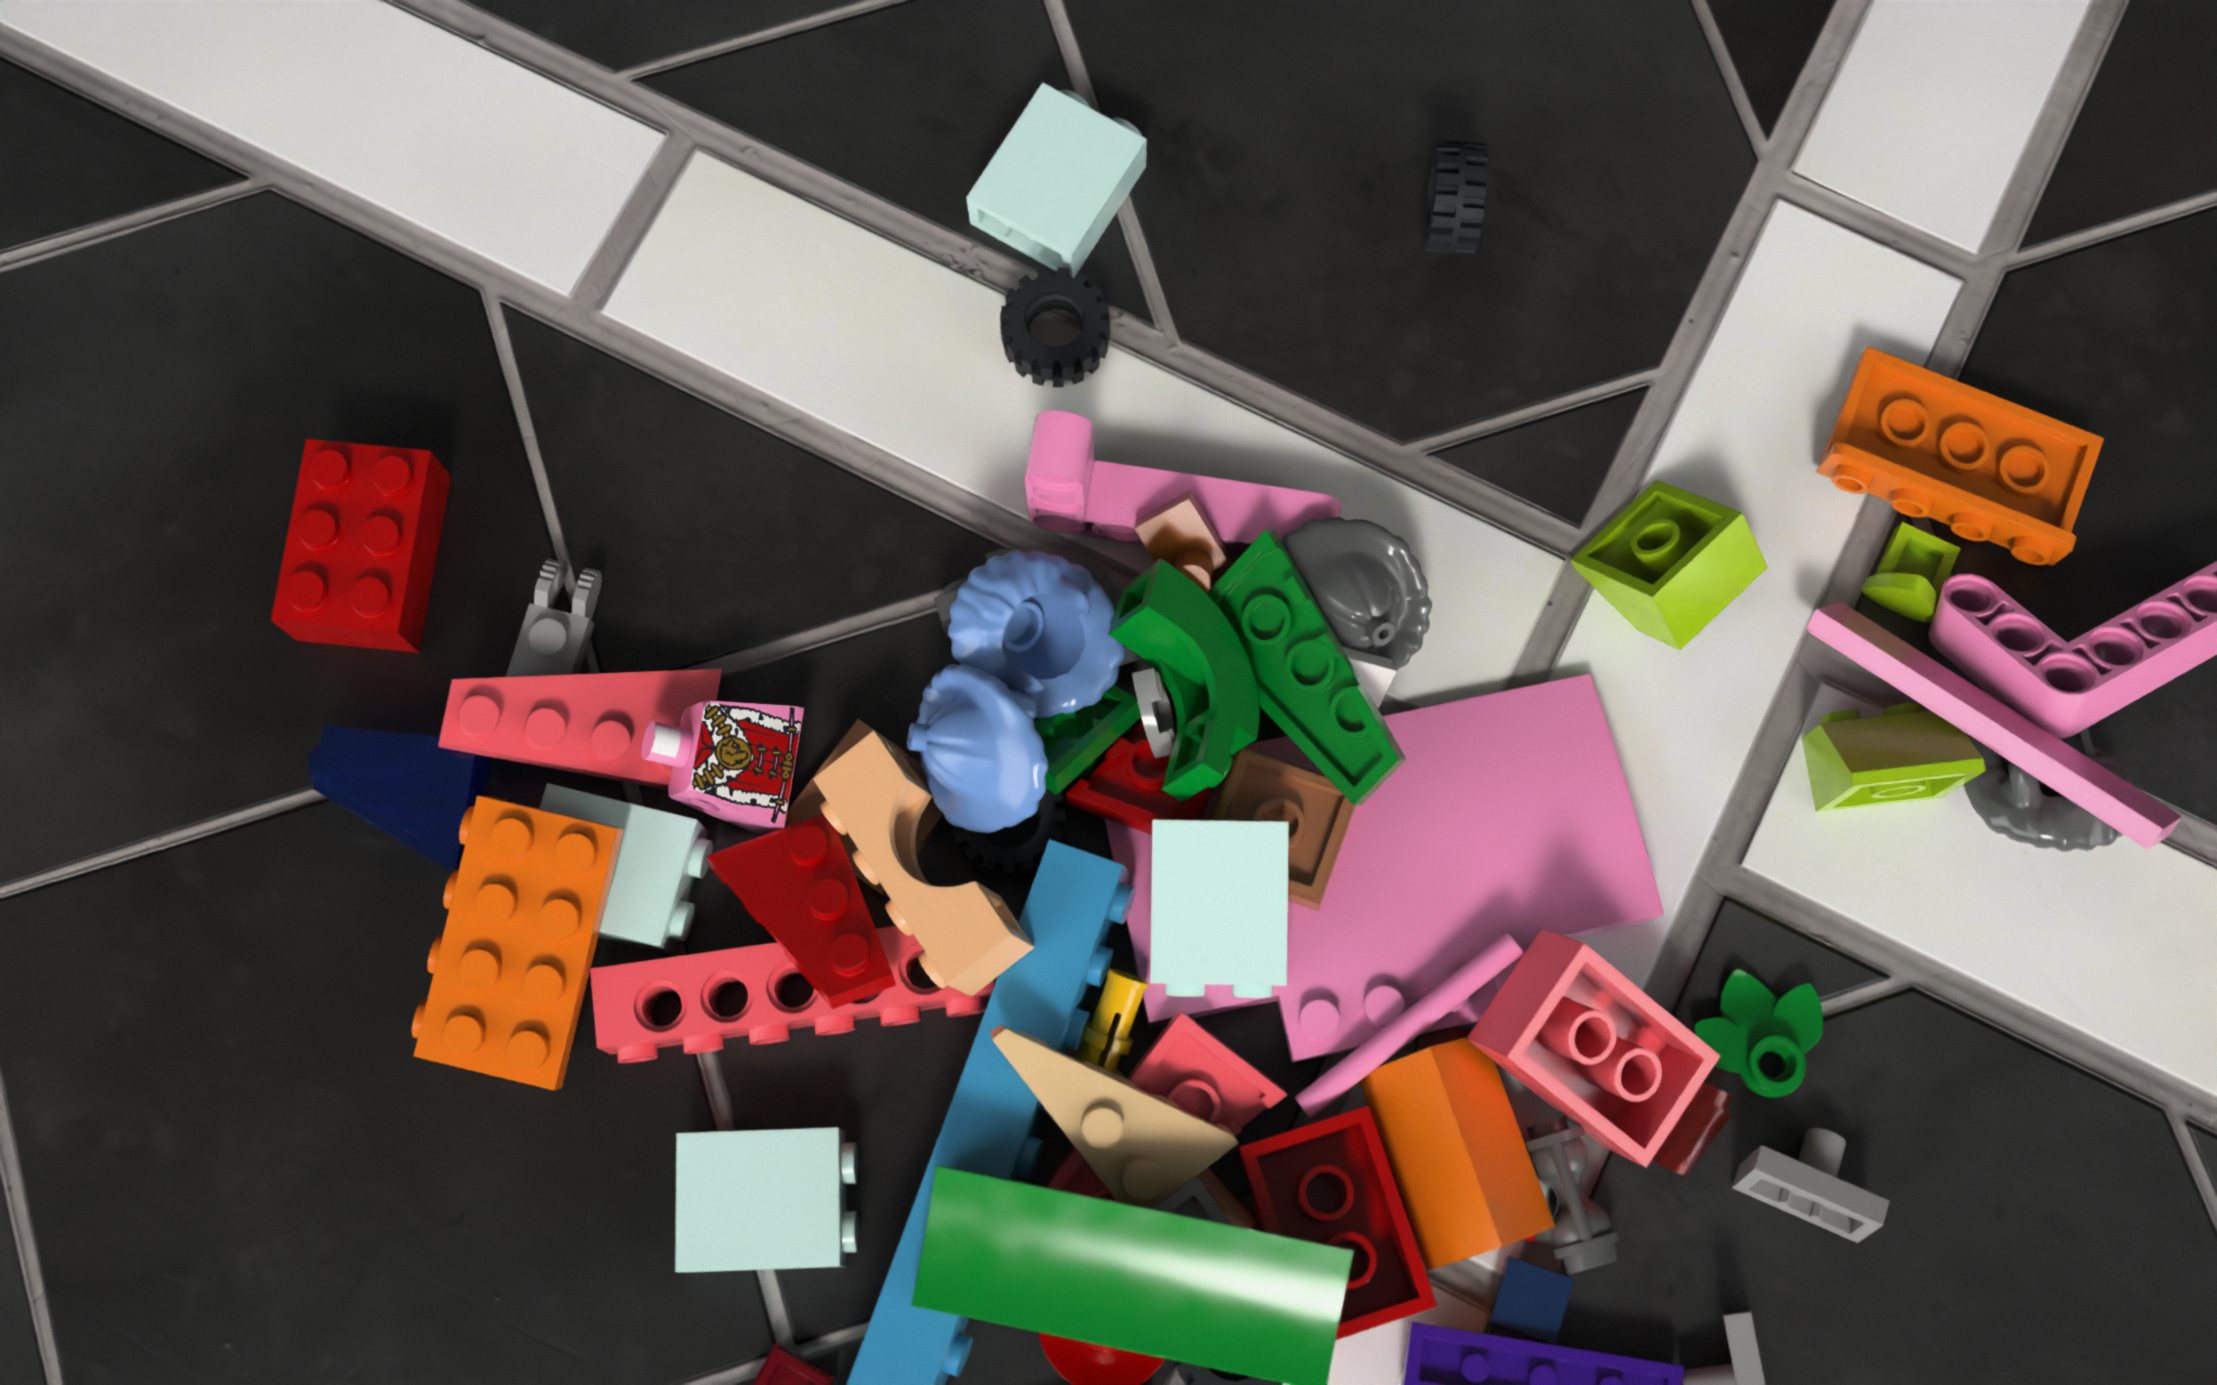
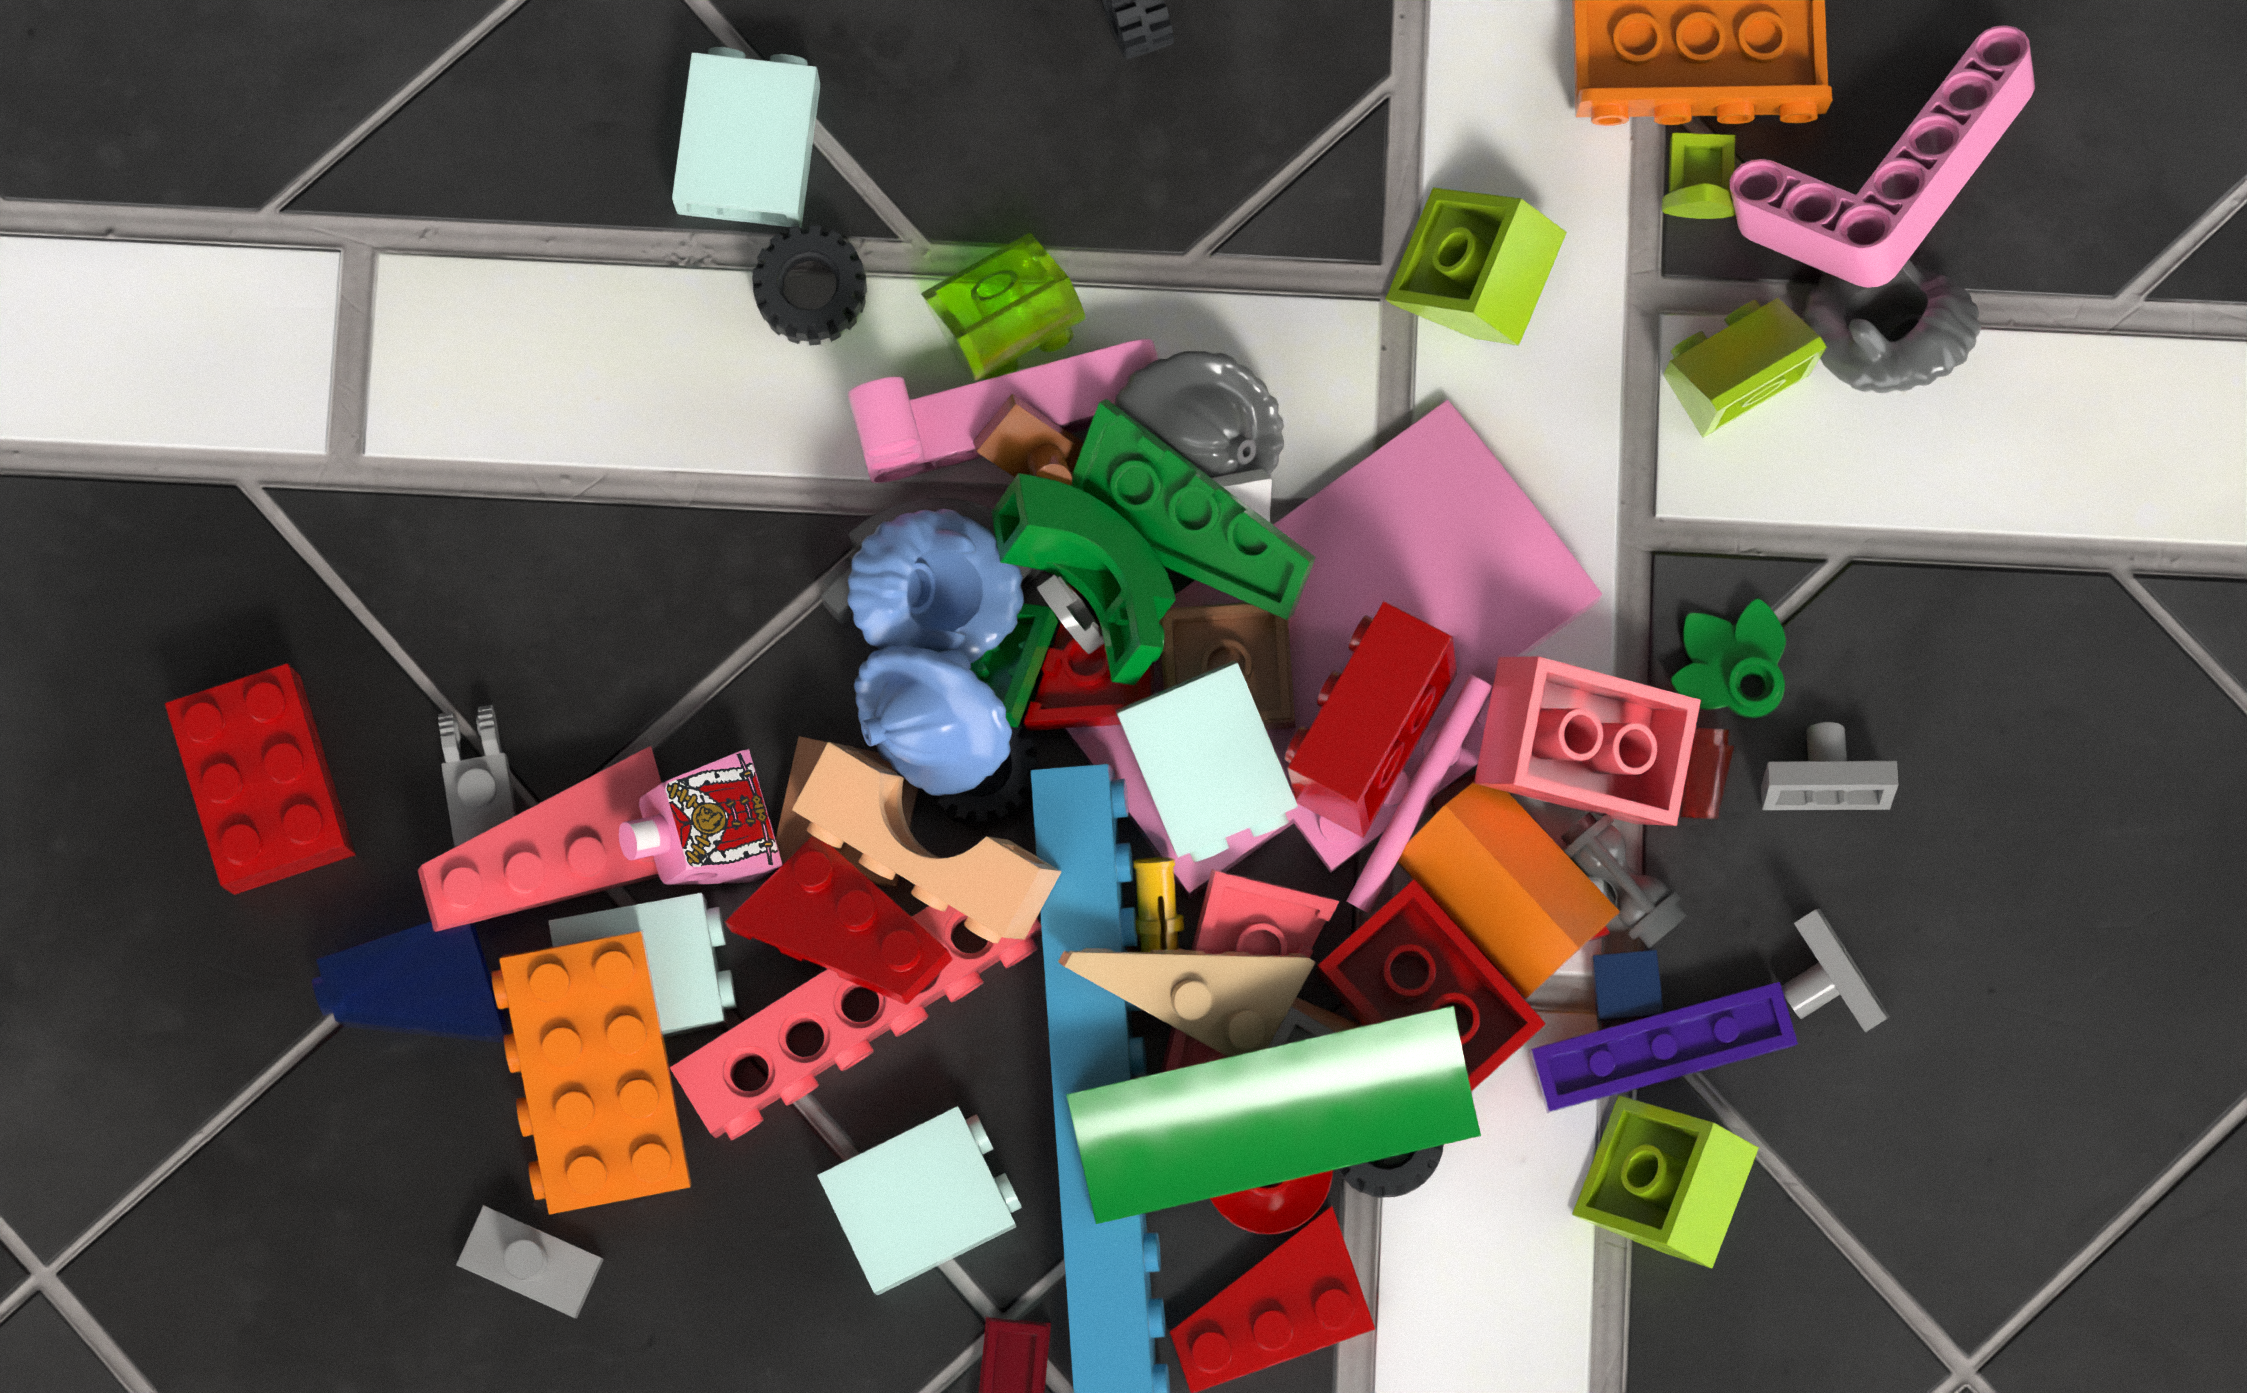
camera: 25 degrees left, 5 degrees up
(384, 1093) = (529, 1262): none -> light grey tile
(1221, 420) = (1005, 308): none -> clear neon green brick
(1394, 930) = (1371, 718): none -> red brick
(1995, 725) = (1817, 295): bright pink tile -> none

